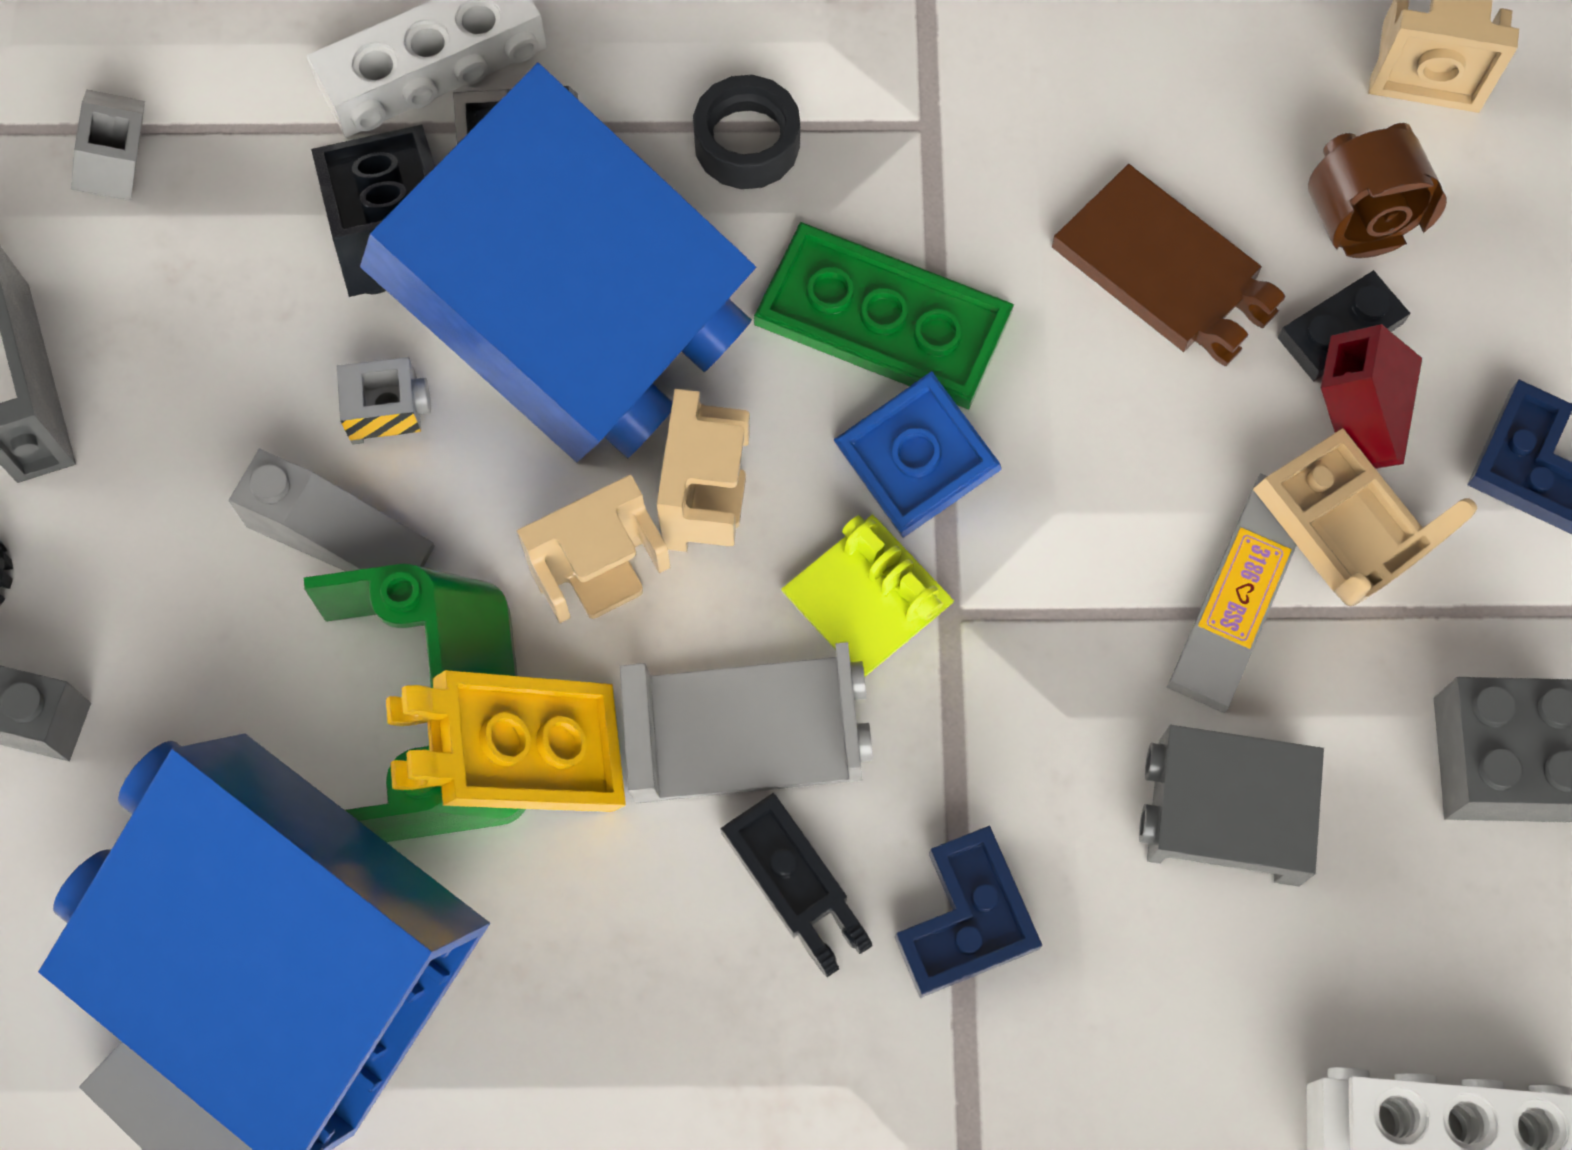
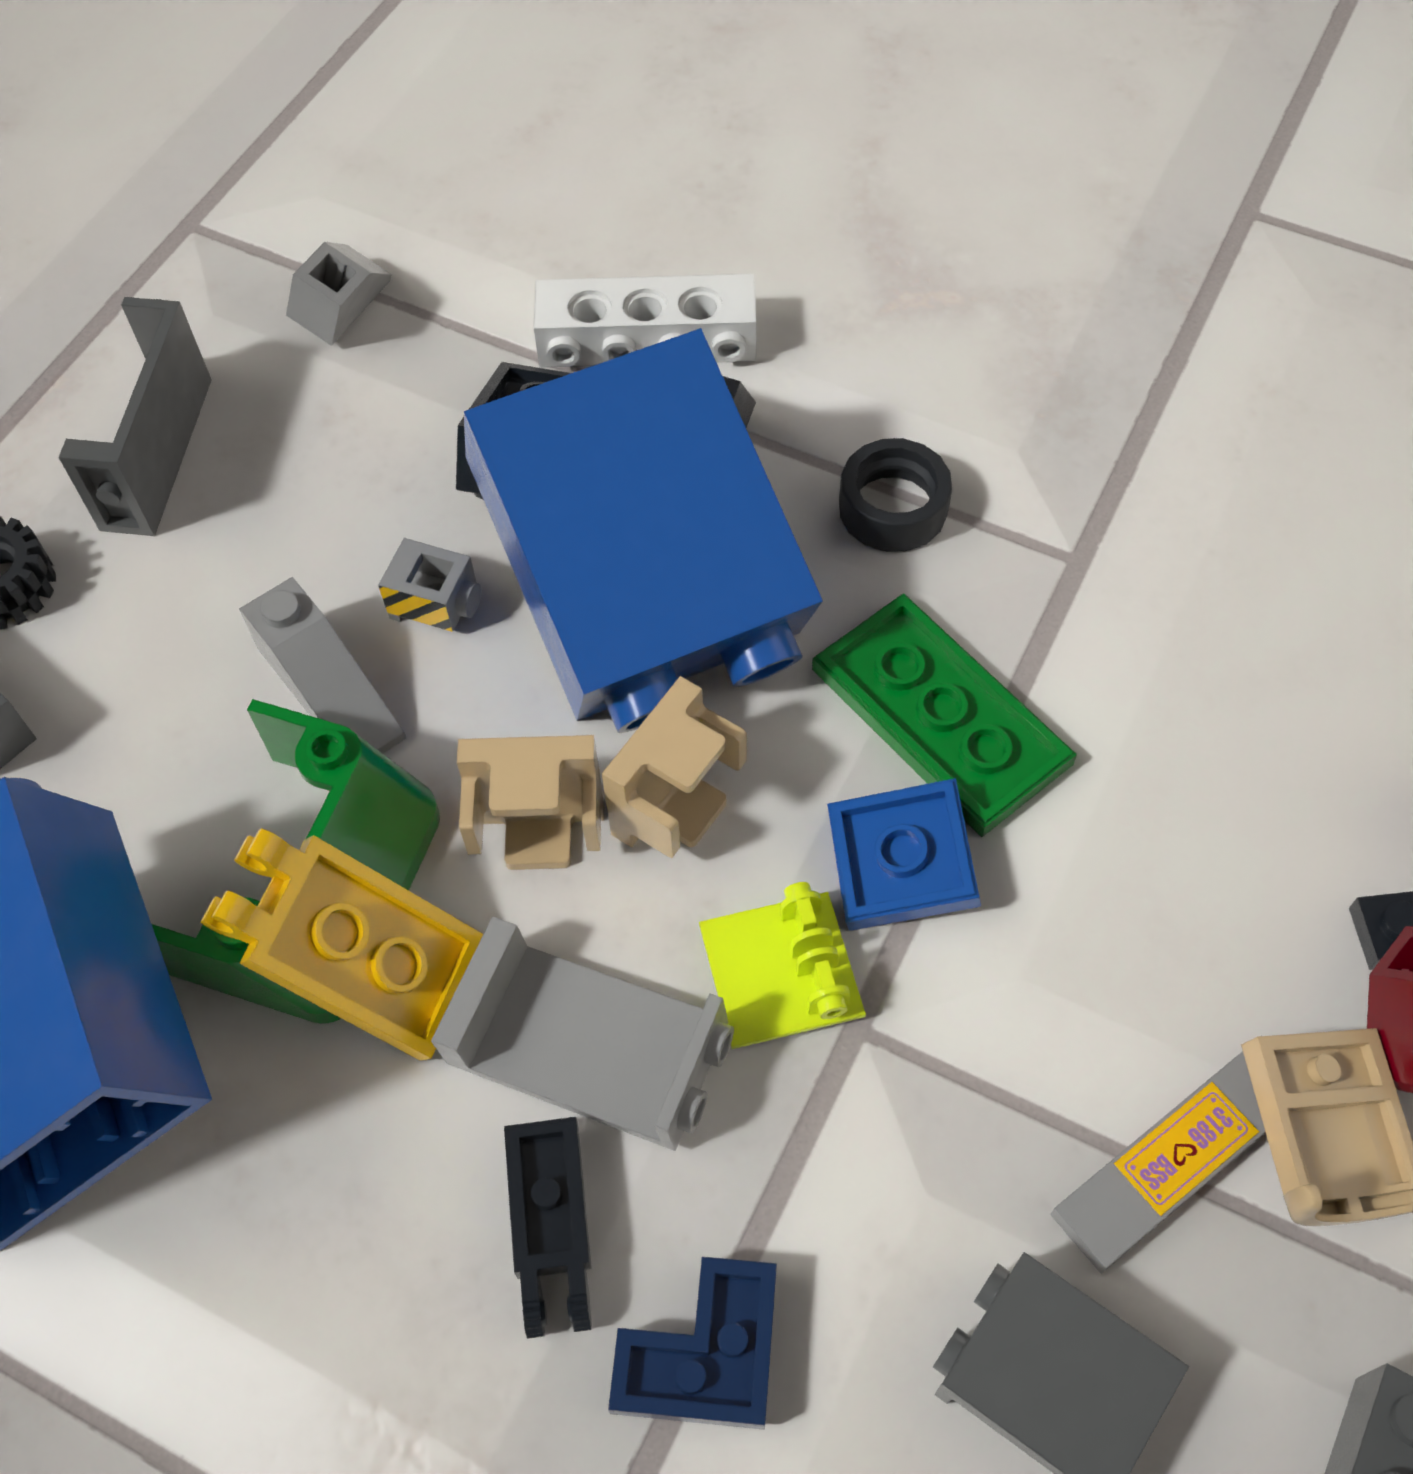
camera: 30 degrees right, 10 degrees down
(1167, 266) = (1260, 787): reddish brown tile -> none

